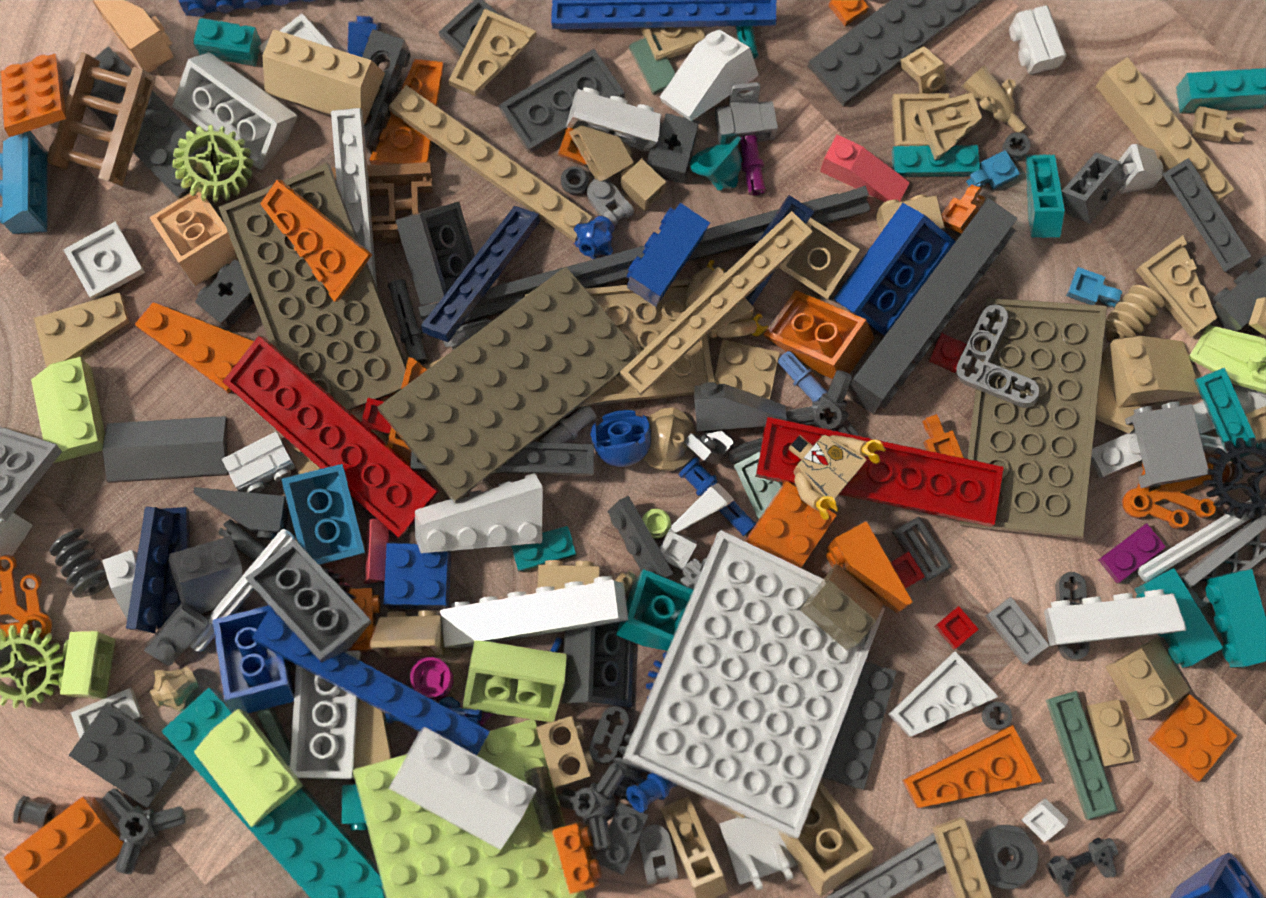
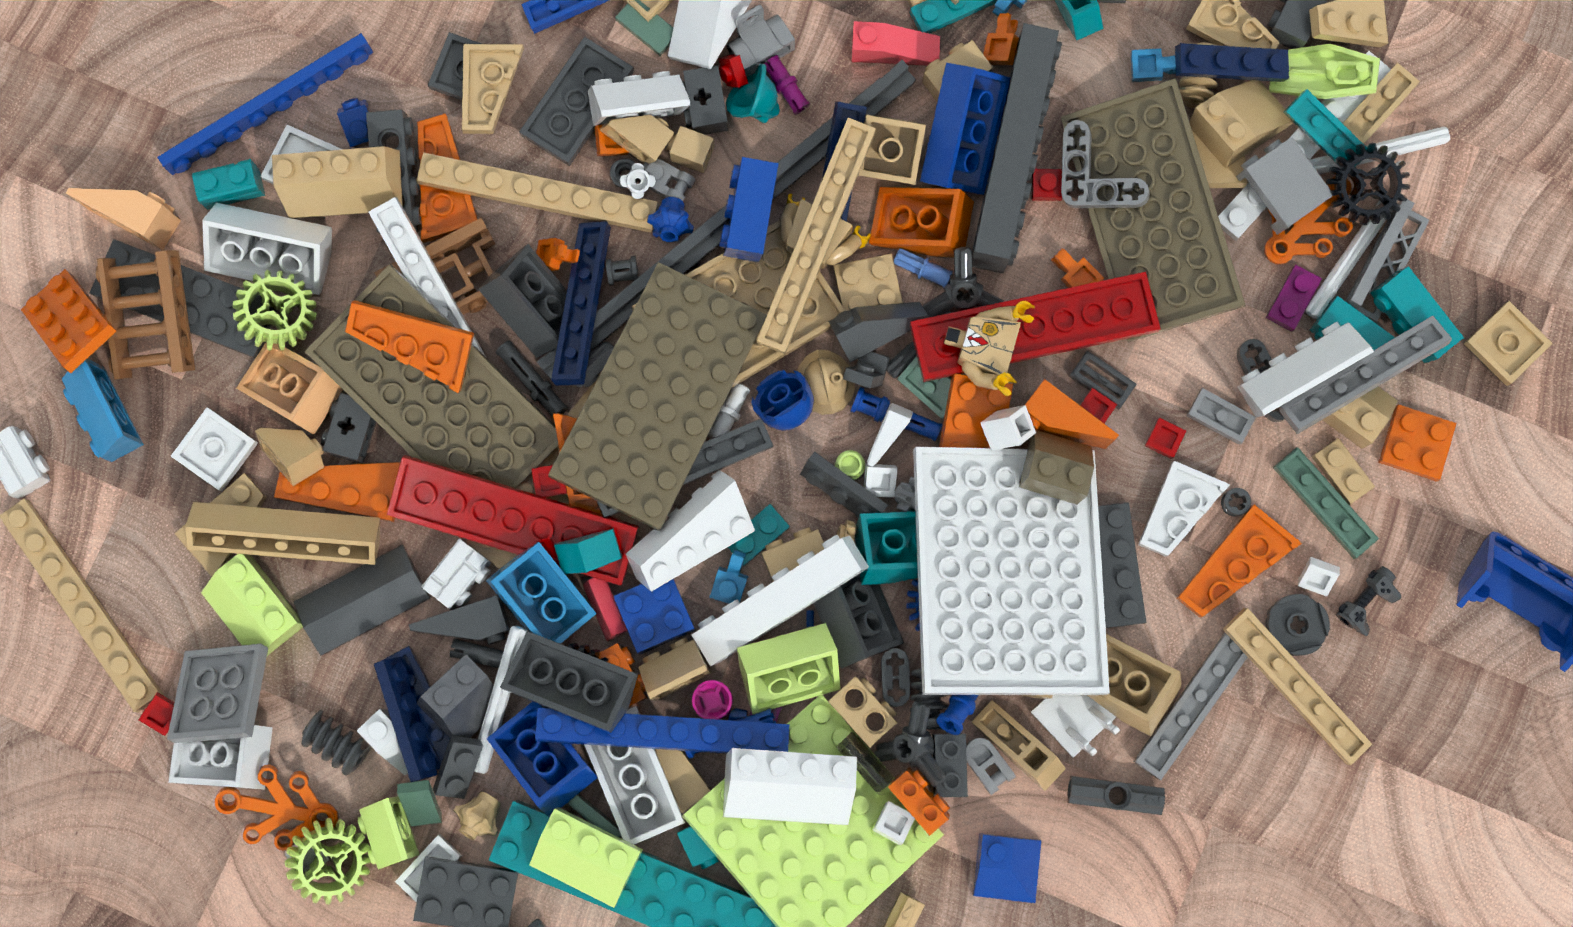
camera: 20 degrees left, 5 degrees up
(124, 358) = (283, 533): none -> tan brick
(126, 651) = (419, 803): none -> sand green tile
(168, 292) = (291, 452): none -> tan slope
(382, 493) = (588, 552): none -> teal slope
(479, 221) = (553, 252): none -> orange plate
(498, 579) = (729, 582): none -> dark azure plate
(525, 256) = (613, 266): none -> dark grey bush
(543, 868) = (894, 823): none -> white plate
(586, 183) = (645, 181): none -> white plate
(709, 132) = (732, 70): none -> red plate
(813, 550) = (1008, 427): none -> white brick
(1164, 315) = (1231, 62): none -> dark blue plate
(1168, 649) = (1365, 374): none -> light grey plate

